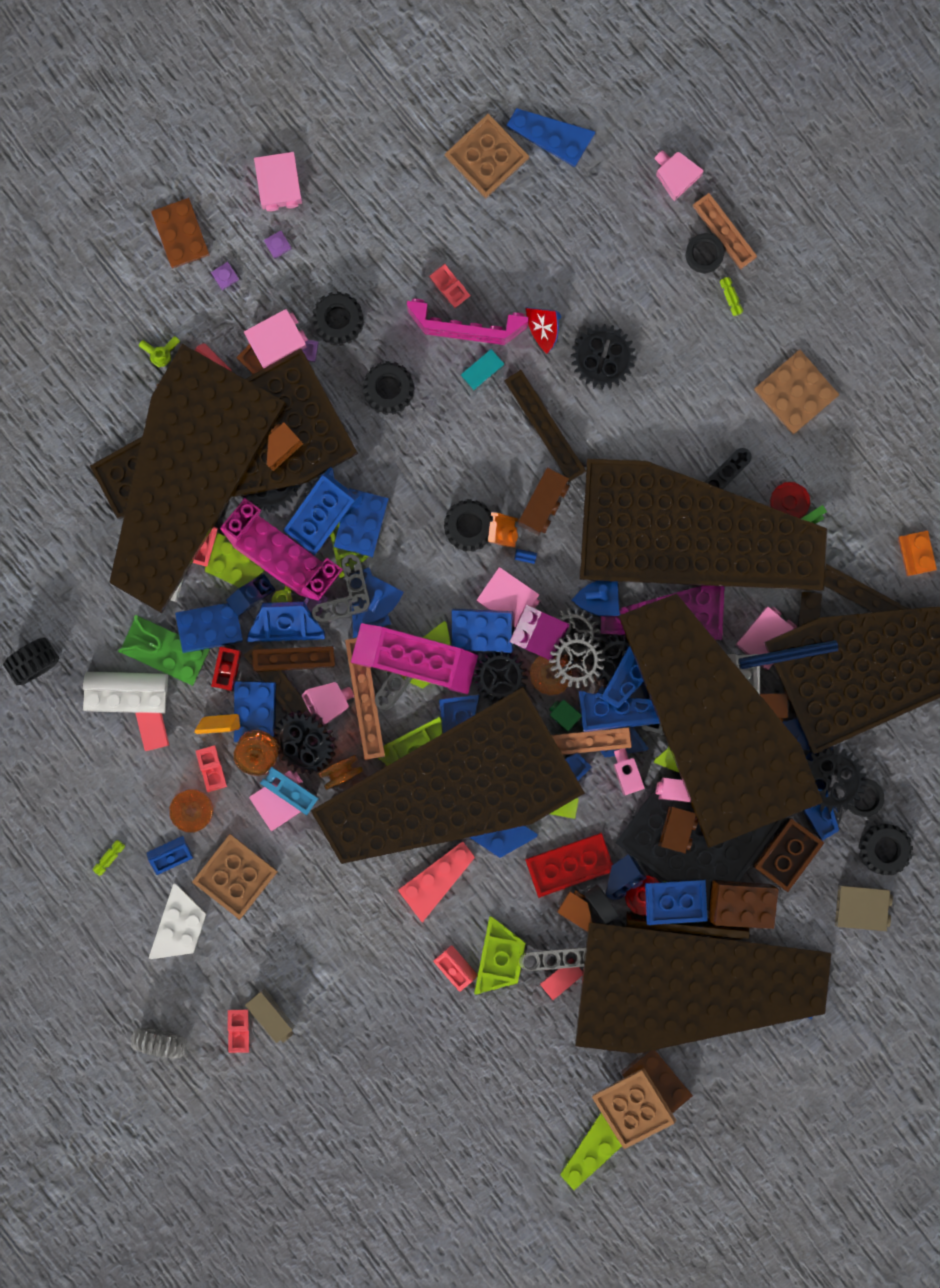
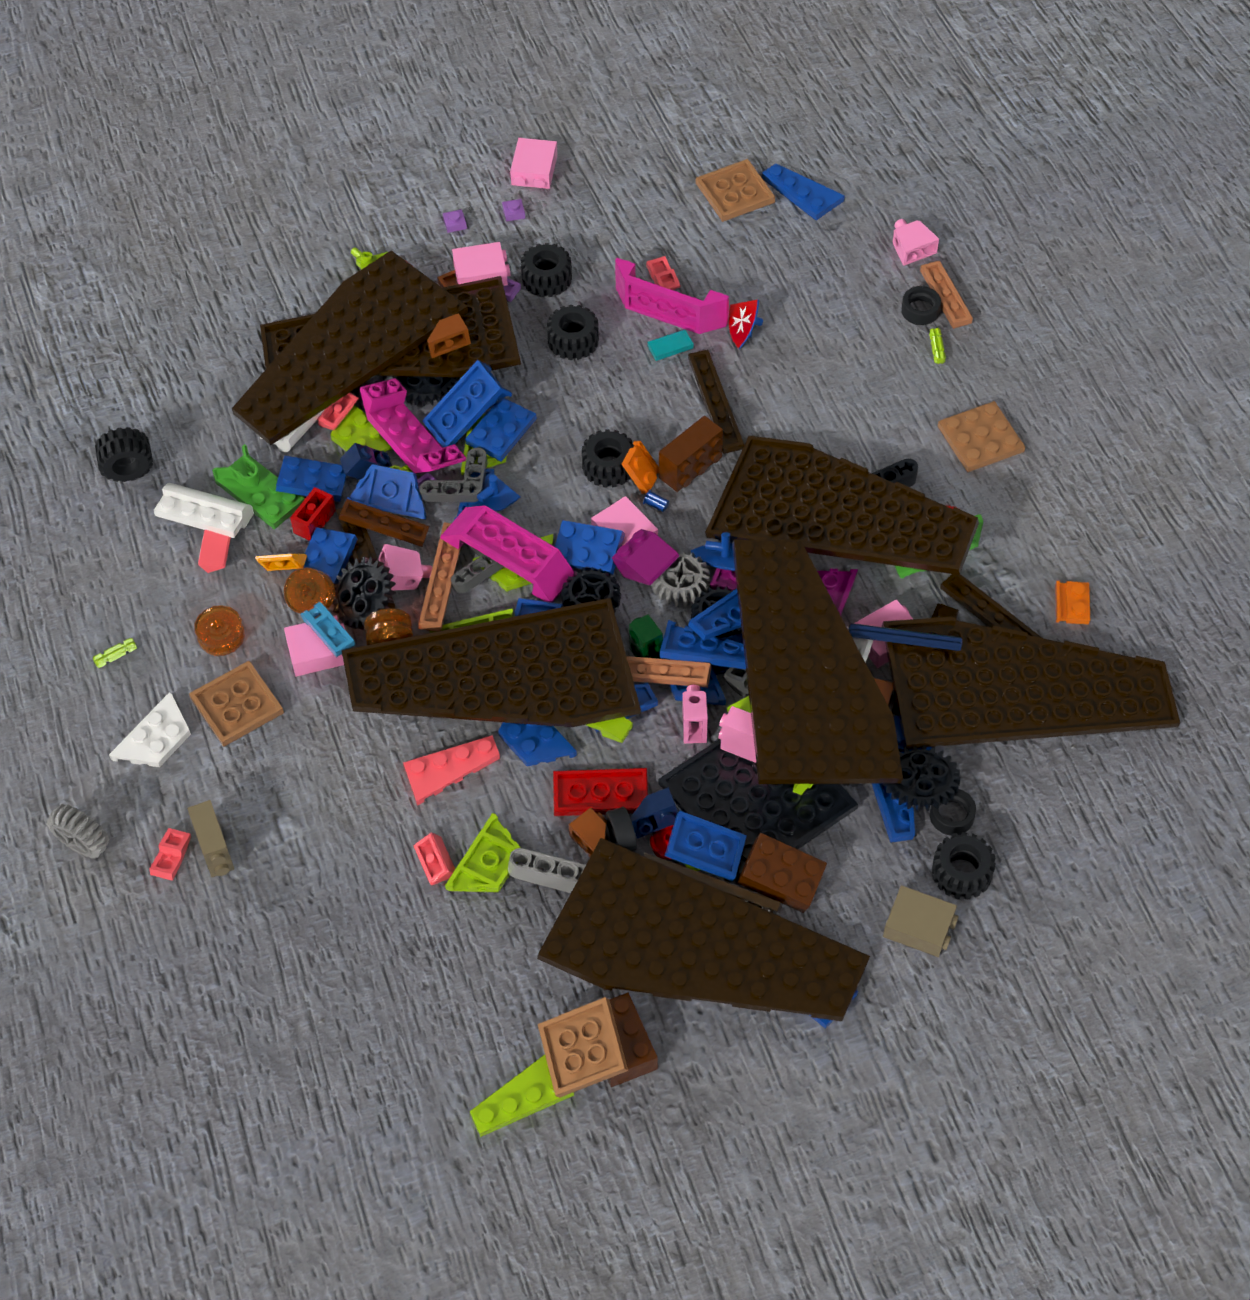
camera: 15 degrees right, 30 degrees down
(169, 855) = (178, 669): blue slope -> none
(180, 233) = (427, 182): dark orange plate -> none
(211, 768) = (258, 602): coral slope -> none
(539, 680) = (644, 600): clear orange wheel -> none
(561, 980) = (545, 901): coral slope -> none
(586, 351) = (793, 360): black gear -> none
(590, 649) = (671, 596): light grey gear -> none
(678, 830) = (731, 772): reddish brown brick -> none
(788, 854) = (849, 839): reddish brown brick -> none

